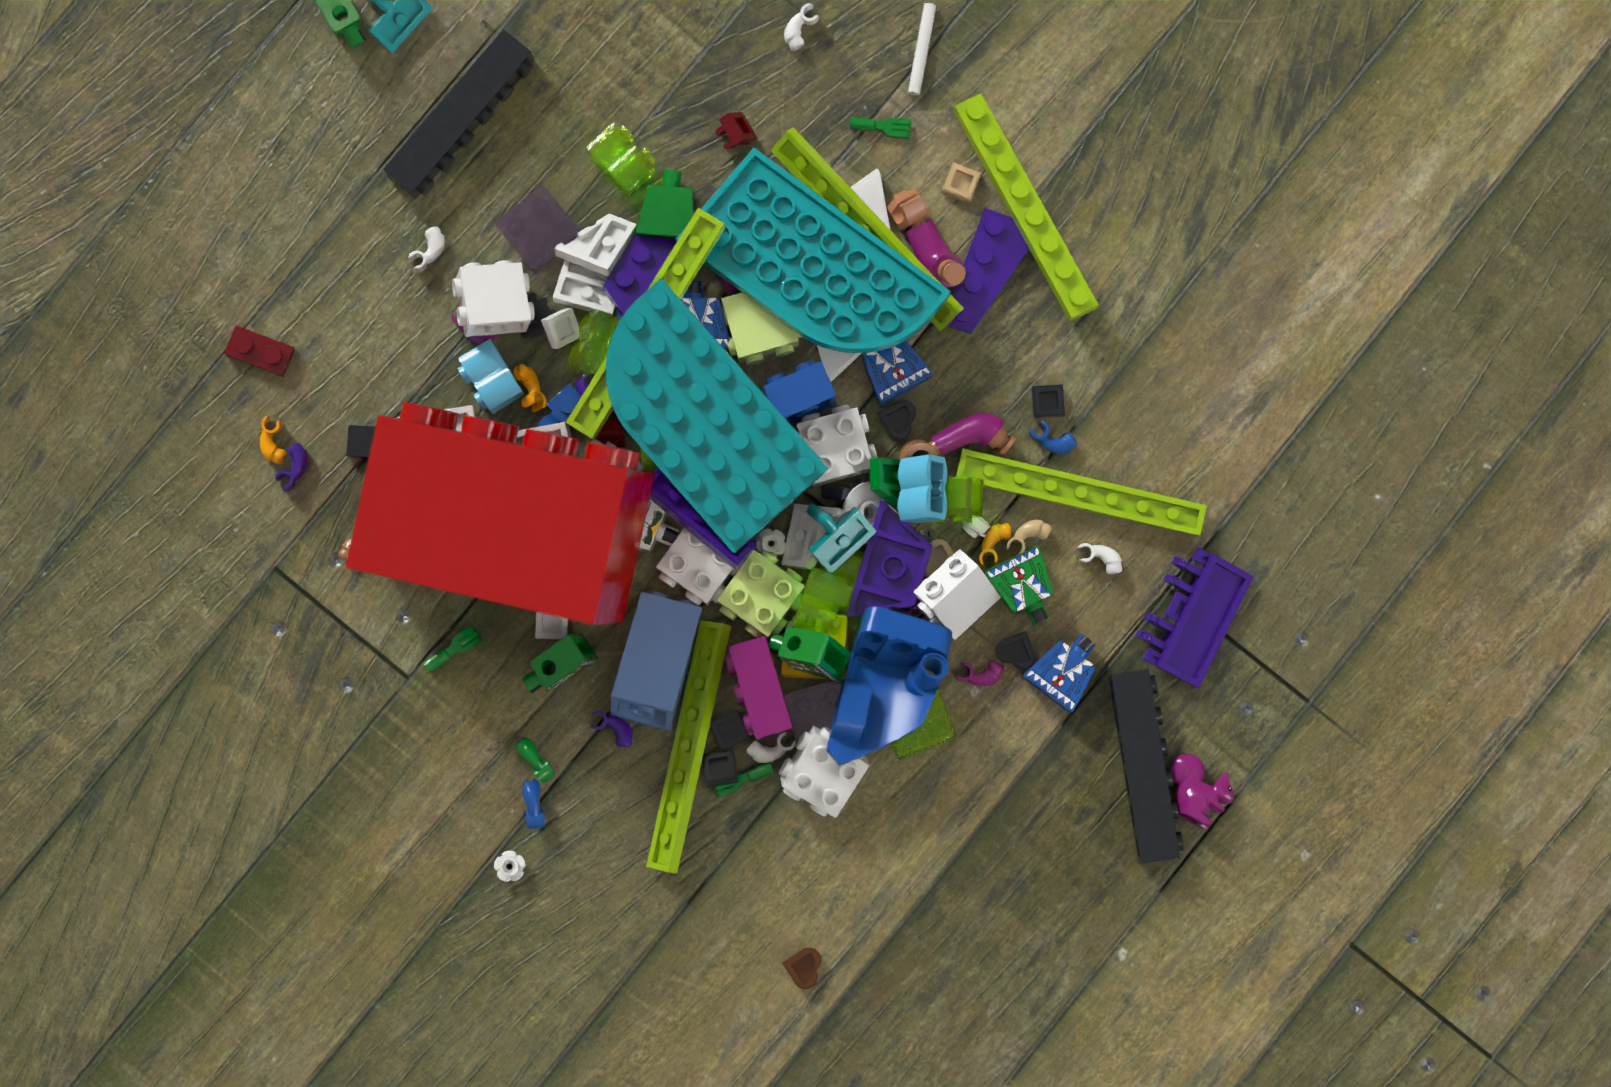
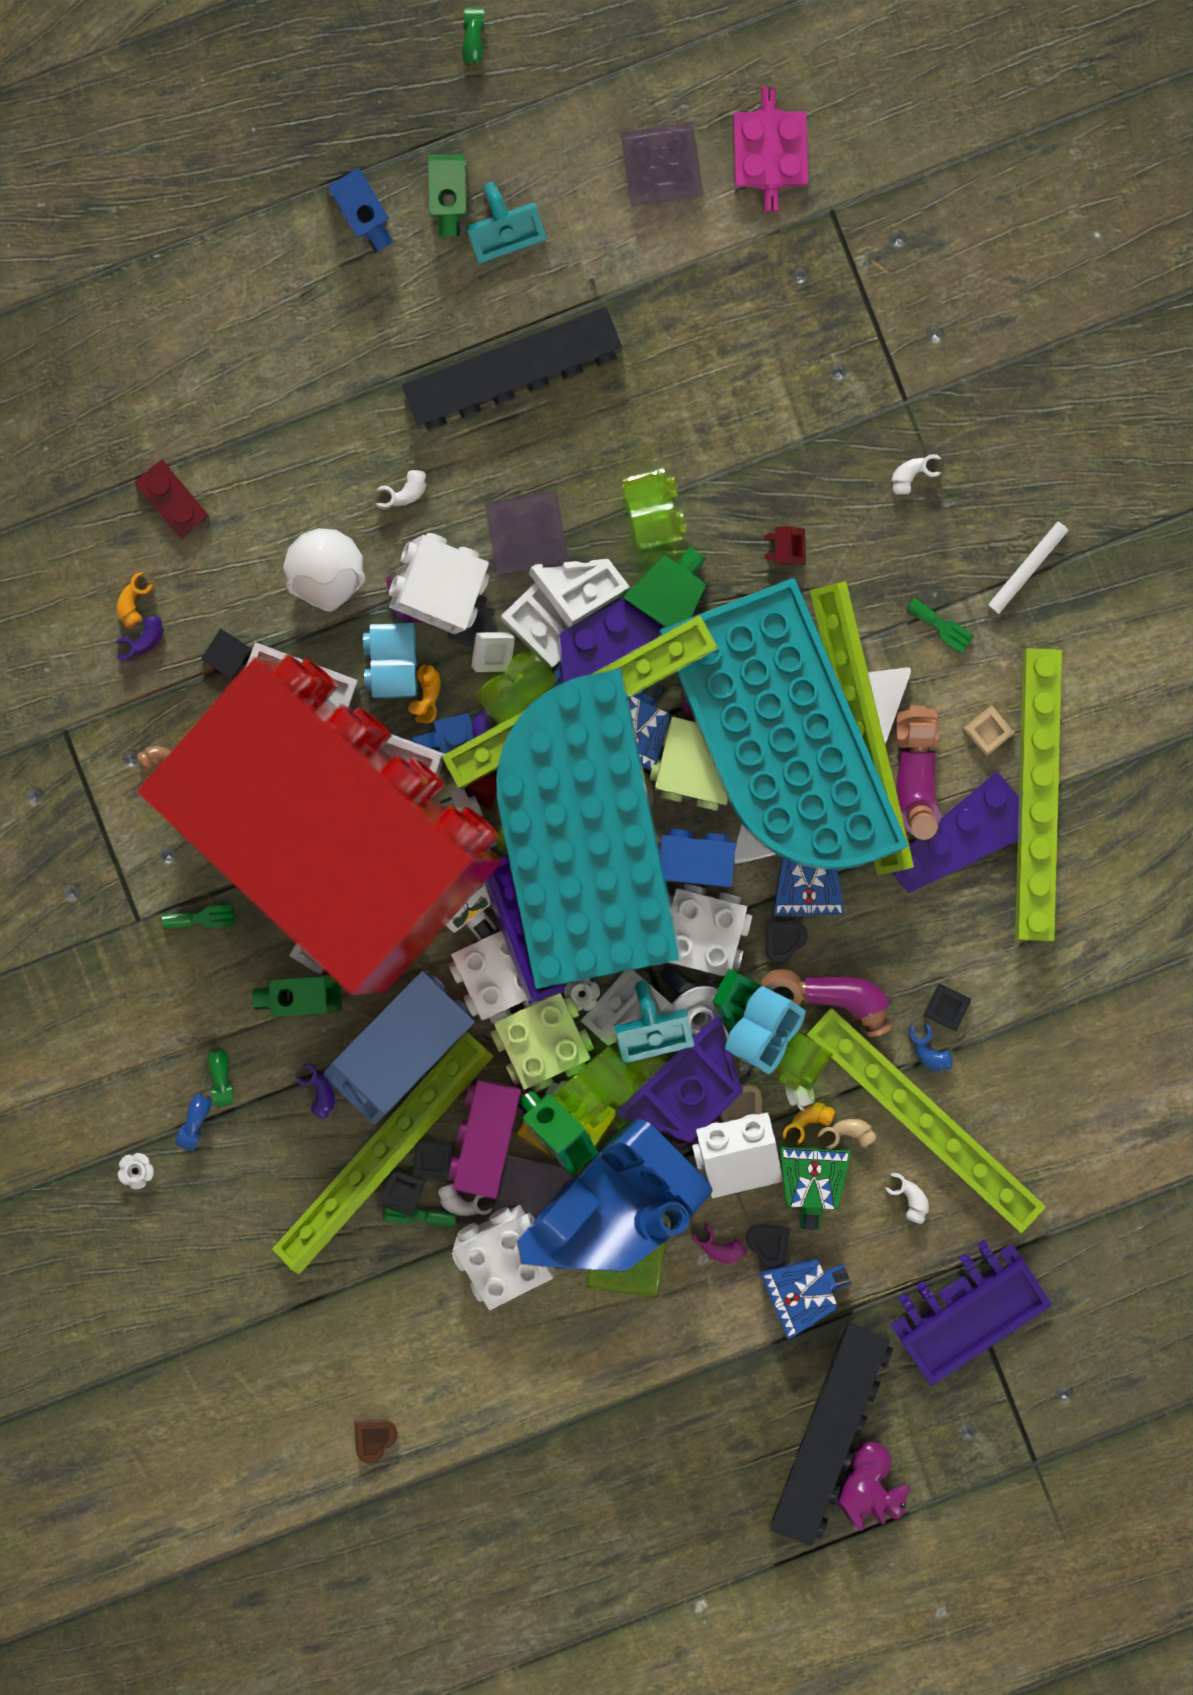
camera: 30 degrees right, 5 degrees up
(270, 50) = (349, 195): none -> blue torso
(401, 336) = (324, 568): none -> white helmet

